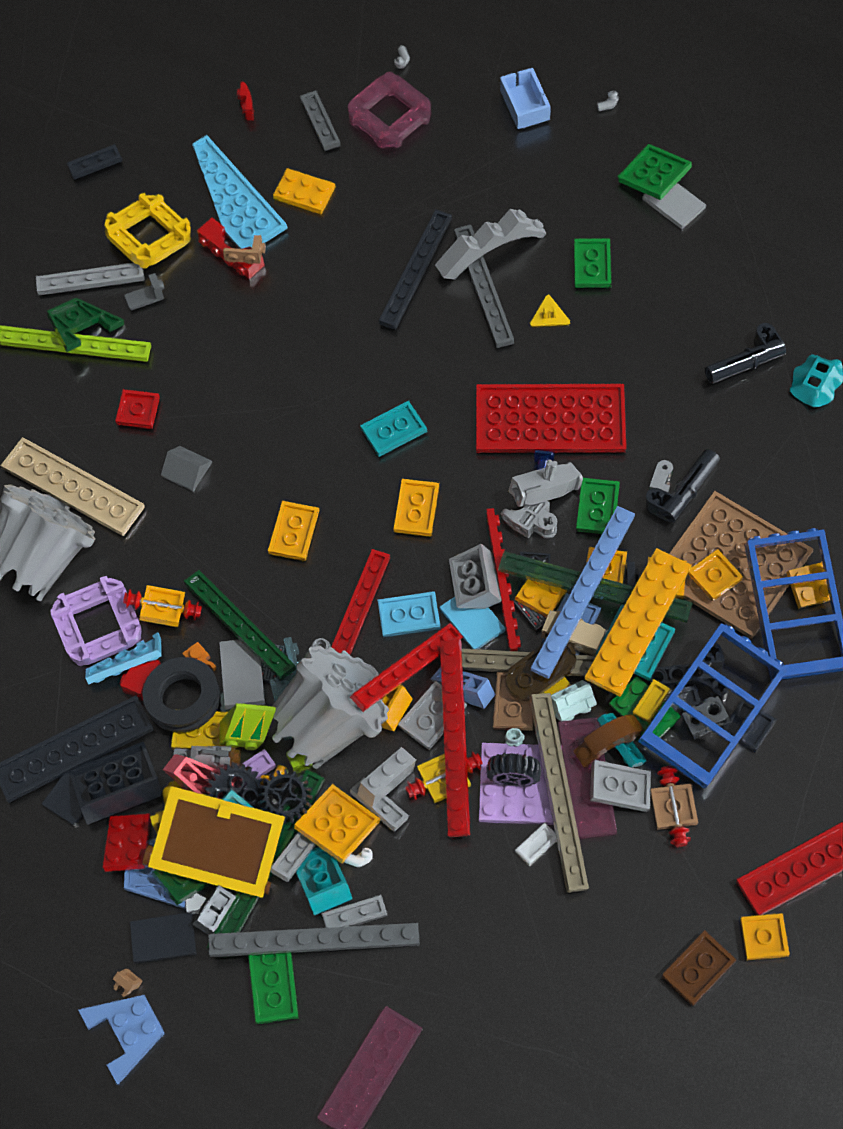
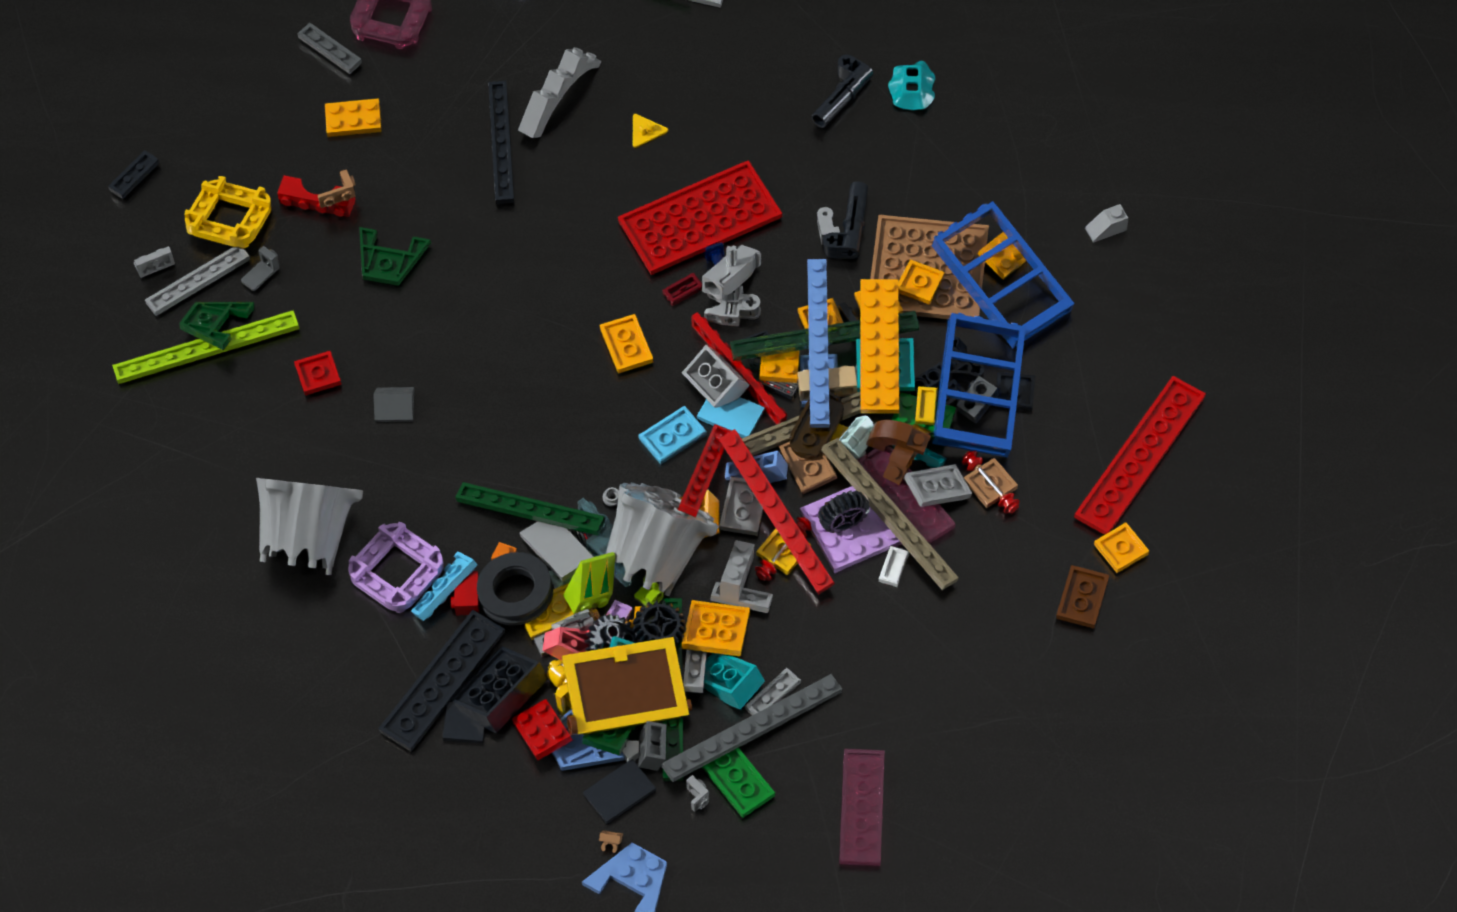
camera: 30 degrees left, 5 degrees down
(63, 246) = (154, 262): none -> light grey bracket
(73, 486) = (299, 464): tan plate -> none
(162, 605) = (449, 525): light orange plate -> none
(232, 974) = (699, 790): none -> light grey bracket
(235, 199) = (292, 151): medium azure wing -> none
(246, 102) = (246, 57): red slope -> none
(253, 336) = (388, 264): none -> dark green wing
(293, 531) = (528, 411): light orange plate -> none
(360, 859) = (752, 648): white arm -> none
(361, 602) = (624, 438): red plate -> none
(393, 428) = (565, 286): teal plate -> none
(488, 296) = (580, 136): dark grey plate -> none
(496, 482) = (685, 291): none -> dark red tile
(514, 737) = (825, 490): light aqua plate -> none
(592, 263) = (658, 69): green plate -> none
(596, 504) = (785, 272): green plate -> none
(598, 715) = (899, 434): none -> reddish brown arch

